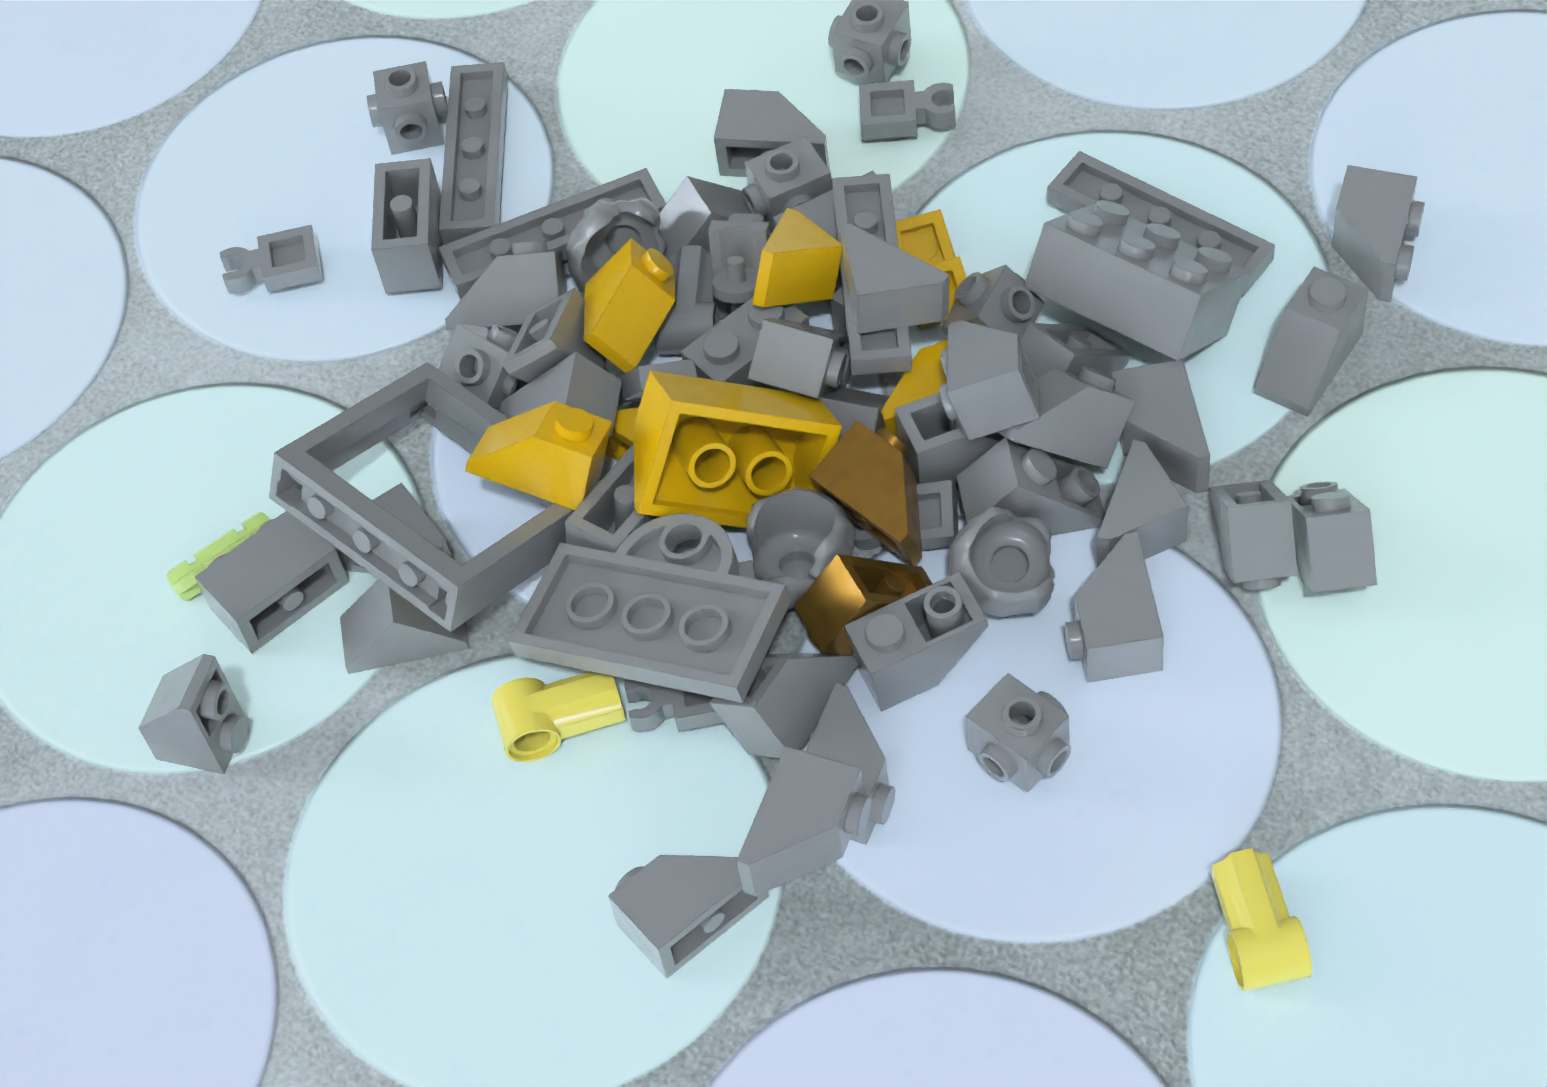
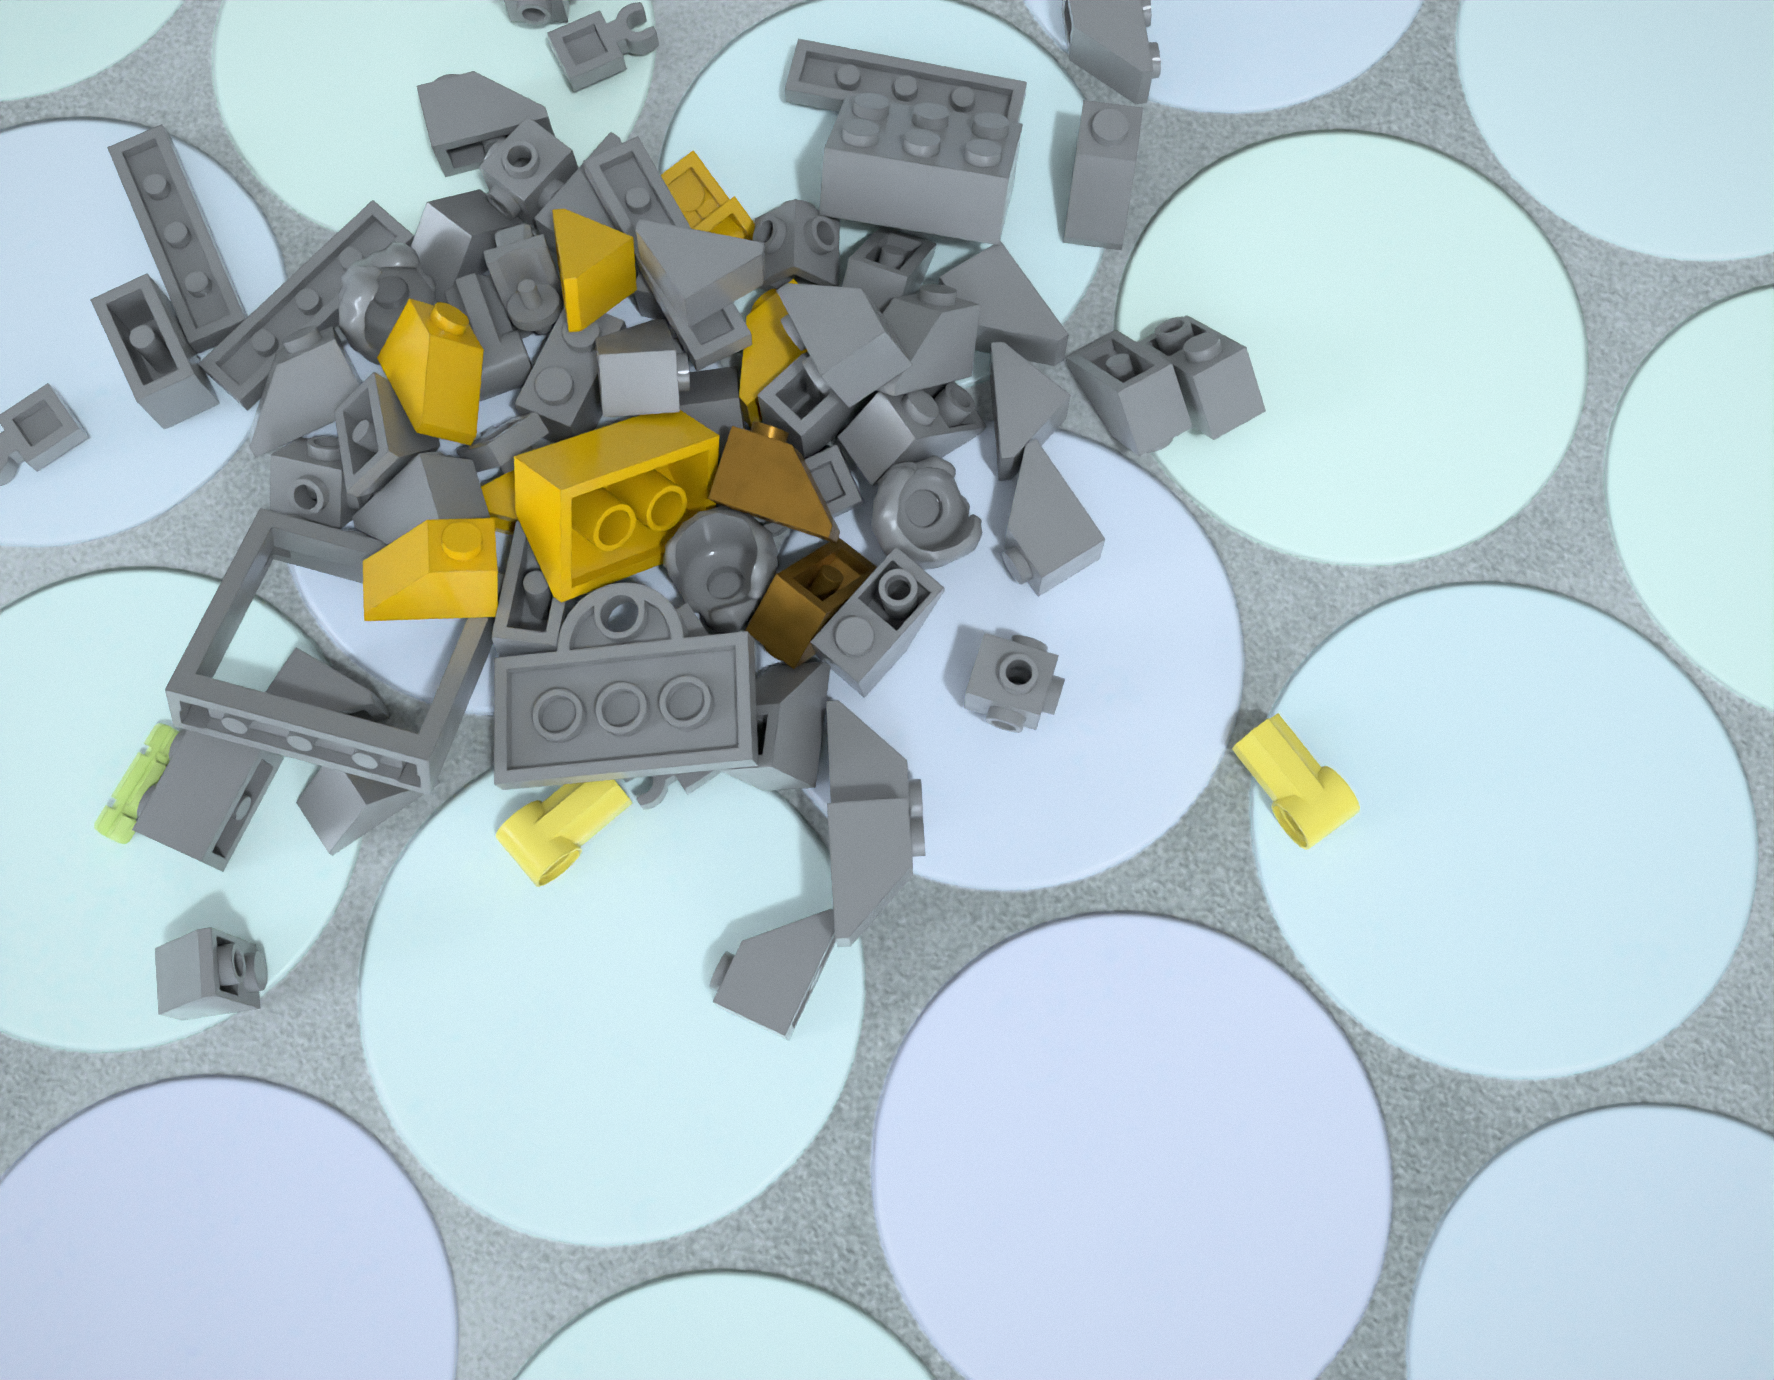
camera: 30 degrees left, 20 degrees up
(408, 107) = (84, 210): light grey brick -> none

